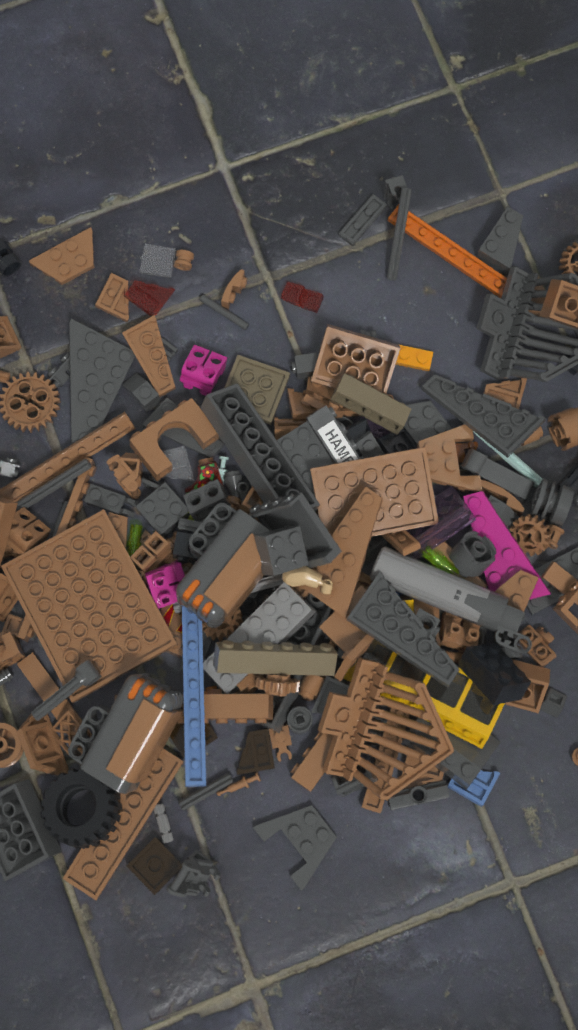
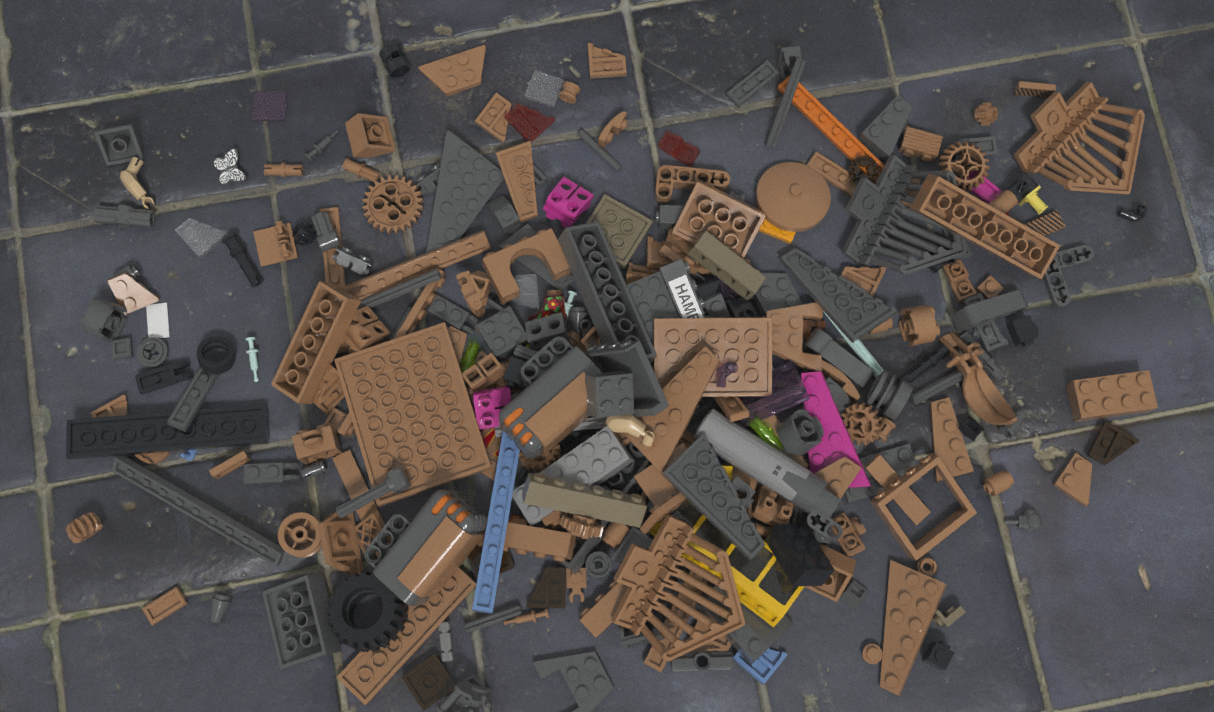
camera: 10 degrees right, 0 degrees up
(214, 225) = (605, 63): none -> medium nougat wing
(321, 320) = (693, 174): none -> medium nougat beam
(387, 509) = (724, 371): none -> arm
(423, 324) = (793, 196): none -> medium nougat dish
(458, 295) = (833, 173): none -> medium nougat tile
(486, 277) = (873, 169): none -> dark brown gear
(538, 251) = (920, 144): none -> medium nougat brick

